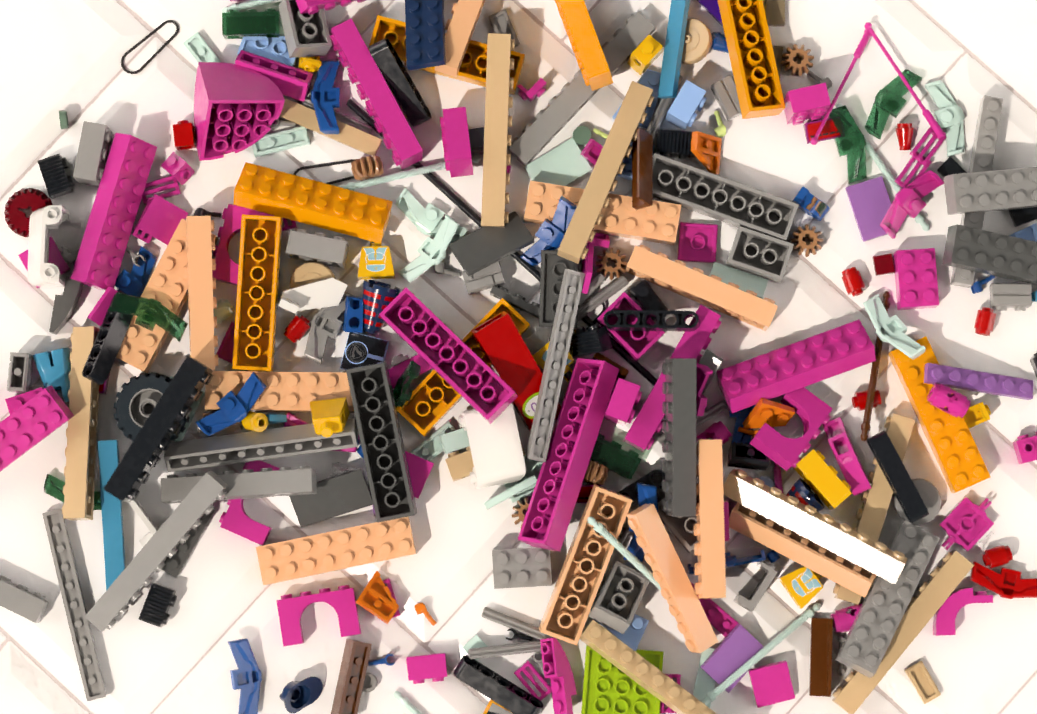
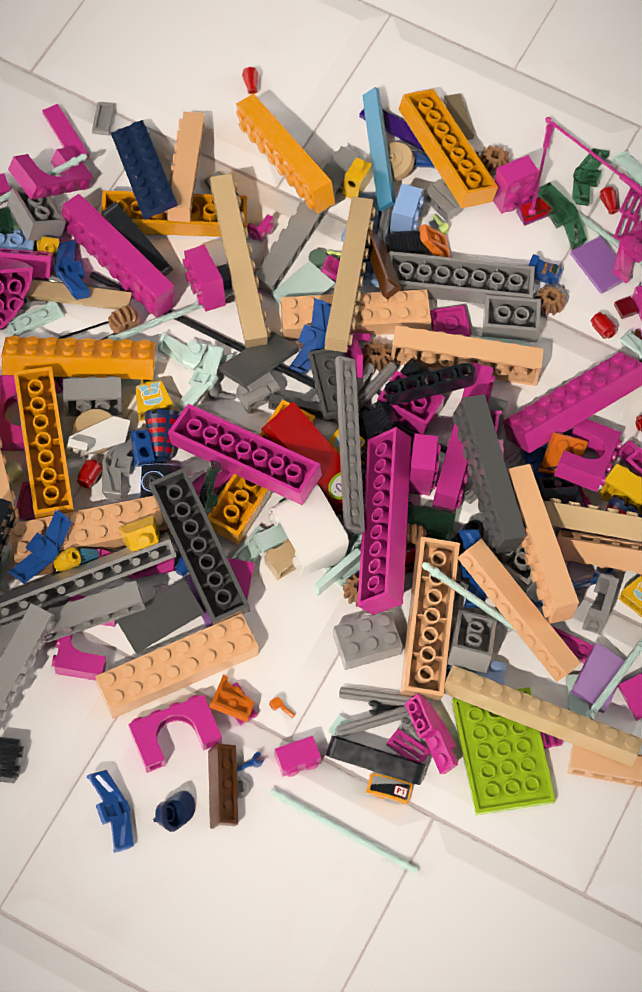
camera: 20 degrees left, 20 degrees down
(177, 562) = (18, 708): dark grey plate -> none

